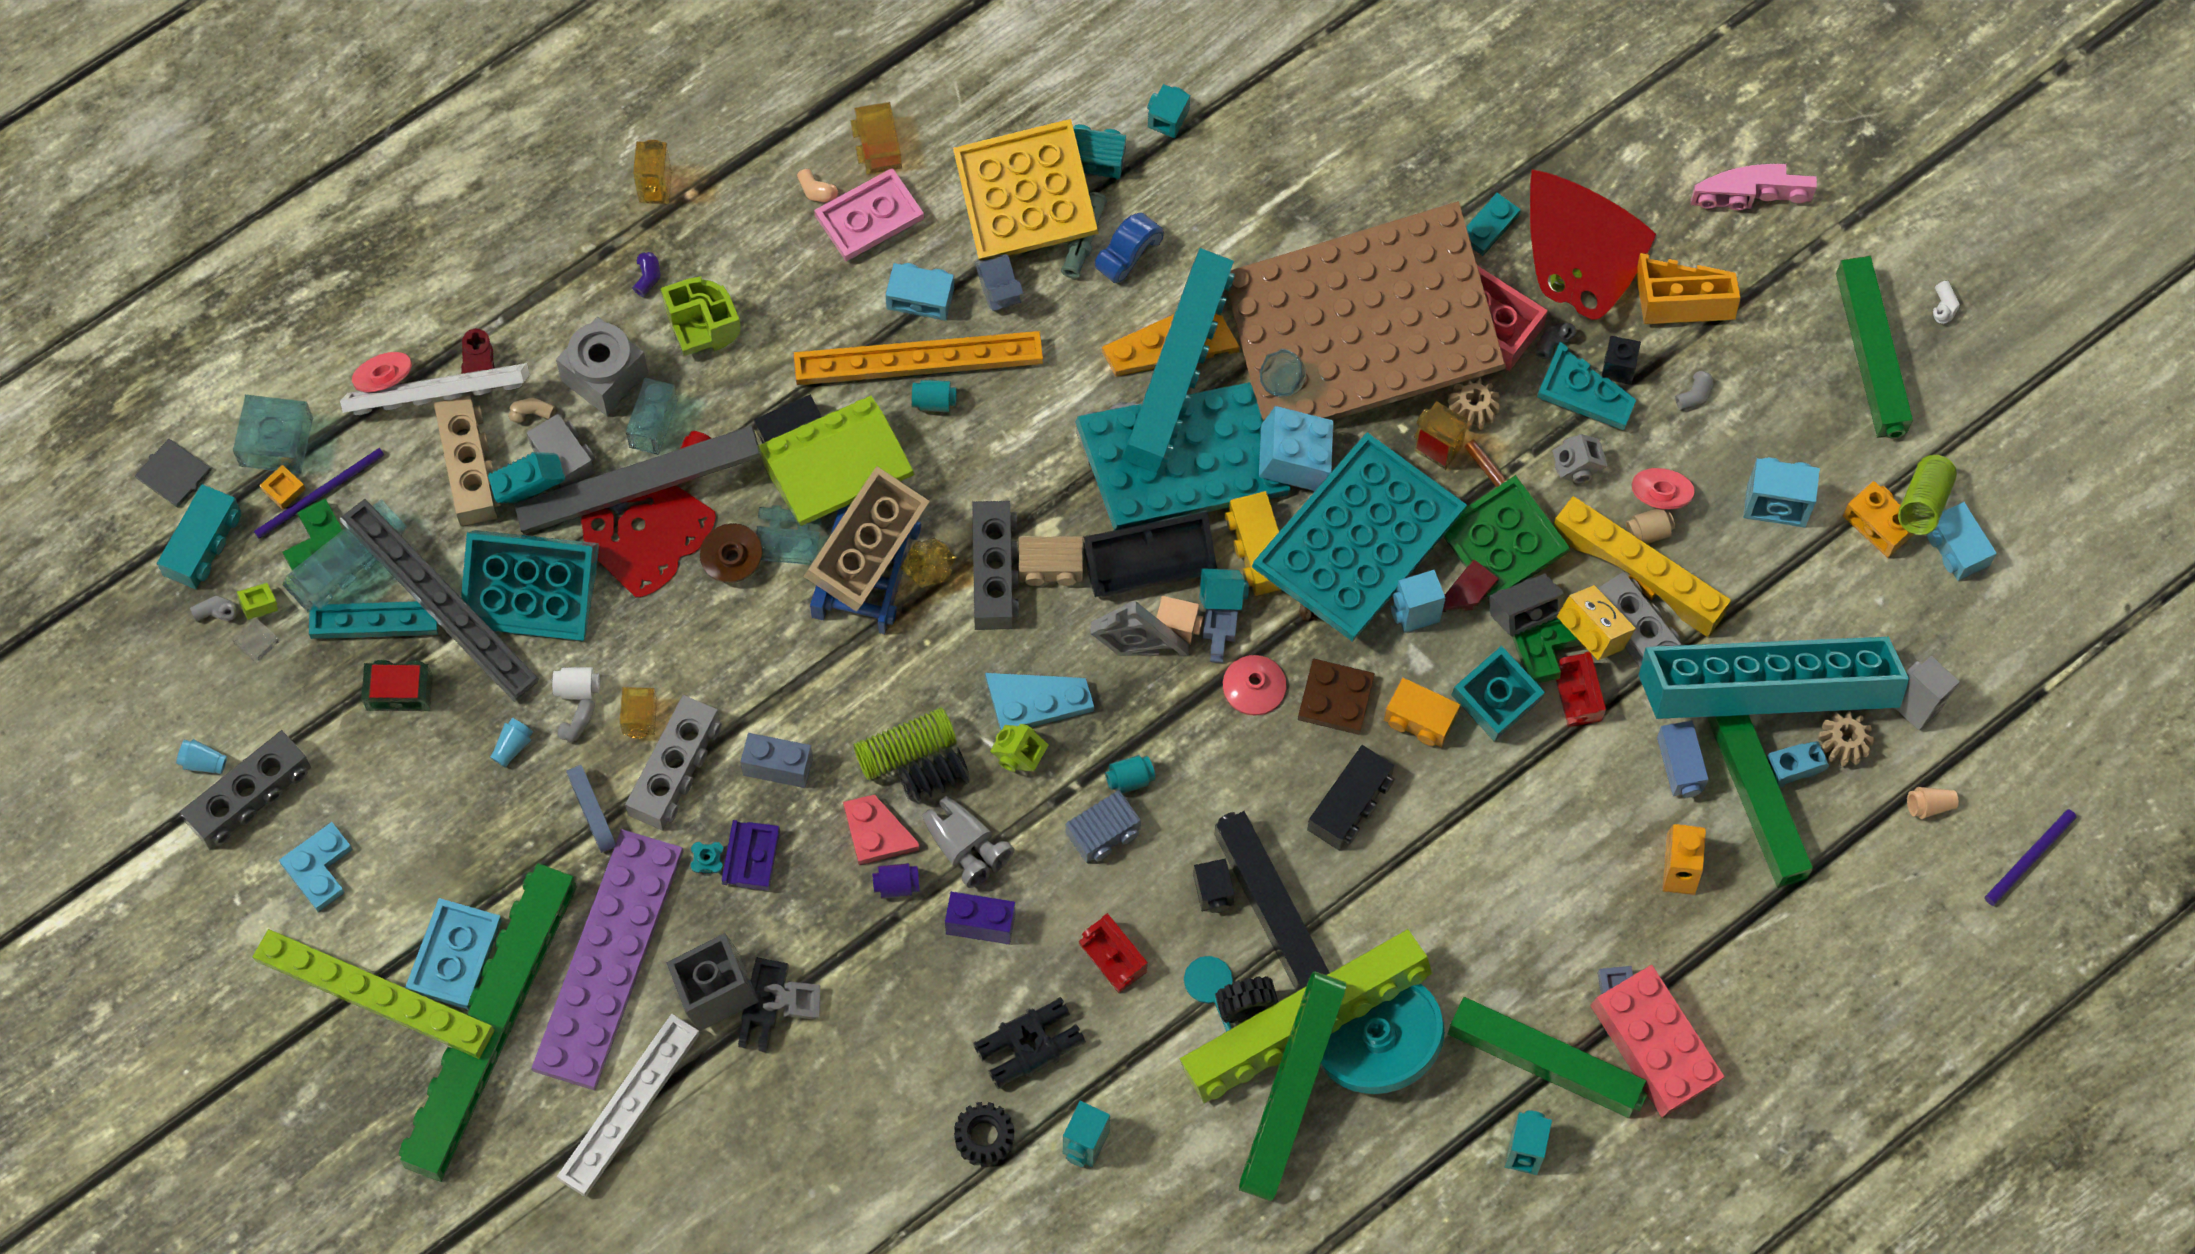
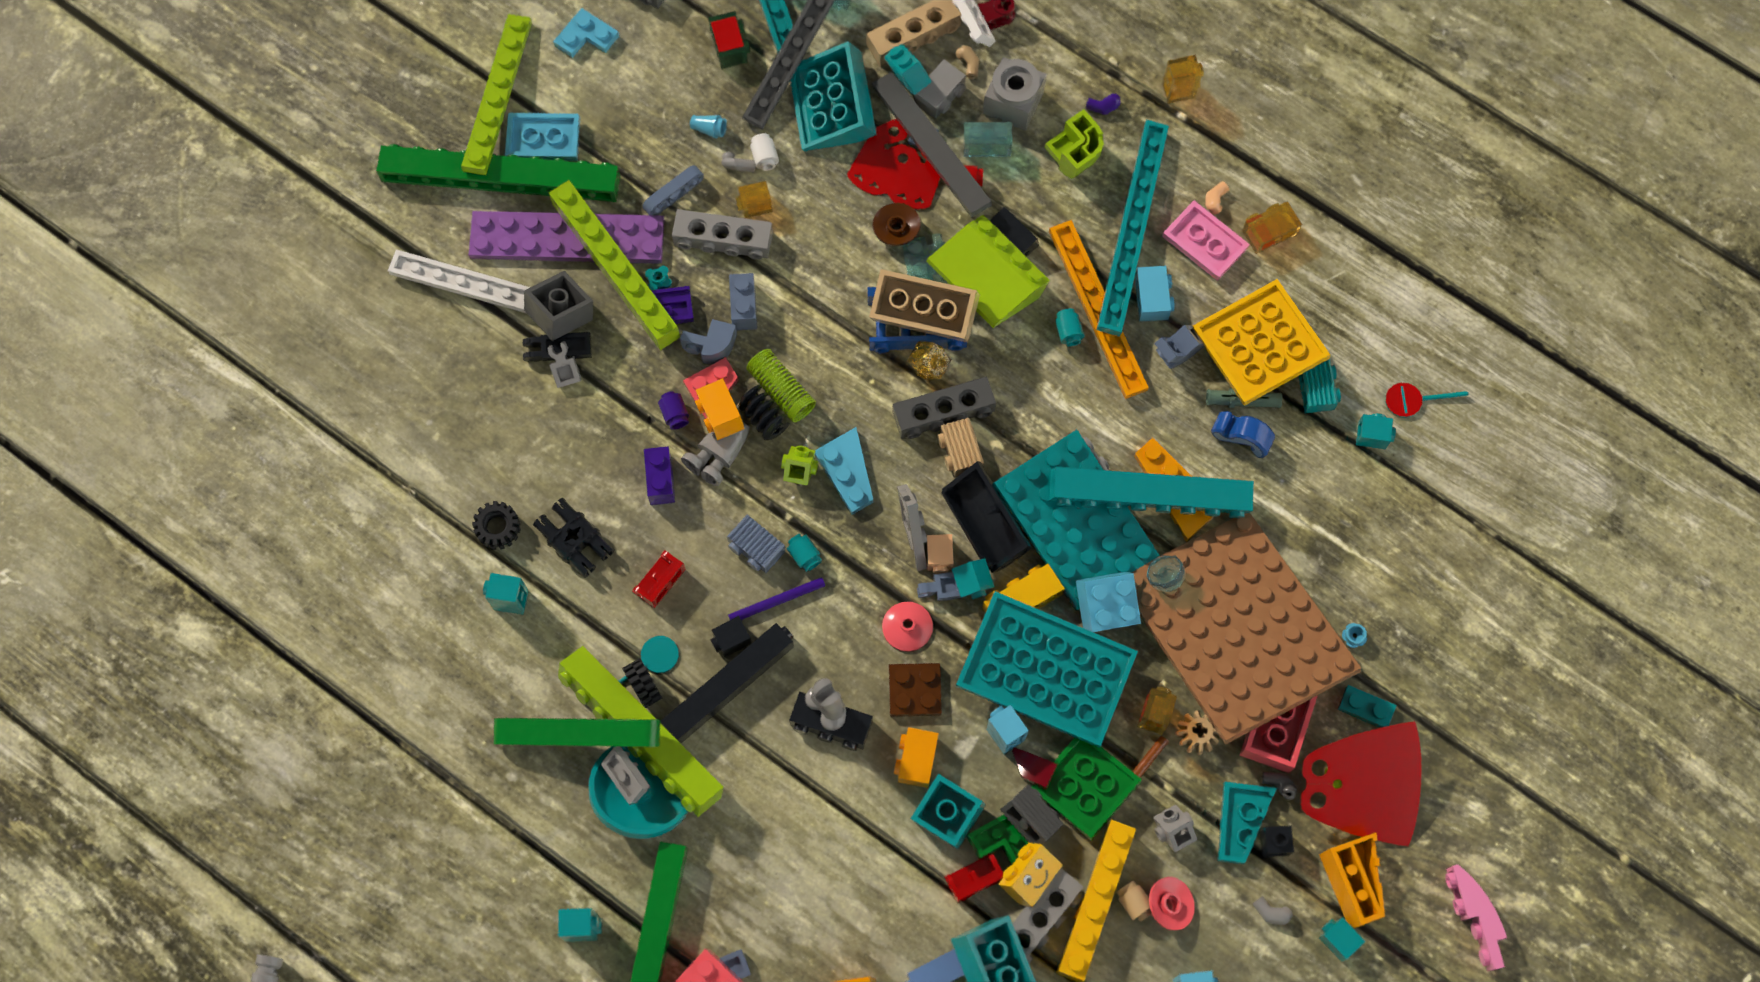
camera: 75 degrees right, 5 degrees up
(679, 898) = (614, 265): none -> lime brick
(823, 807) = (713, 347): none -> sand blue brick
(828, 286) = (1132, 228): none -> teal plate
(920, 818) = (719, 409): none -> light orange brick
(1137, 69) = (1406, 400): none -> red piece
(1179, 824) = (778, 599): none -> dark purple bar
(1338, 778) = (829, 702): none -> light grey piece
(1364, 1038) = (625, 775): none -> light grey plate
(1403, 201) = (1357, 629): none -> medium azure plate
(1744, 329) = (1341, 938): none -> teal brick

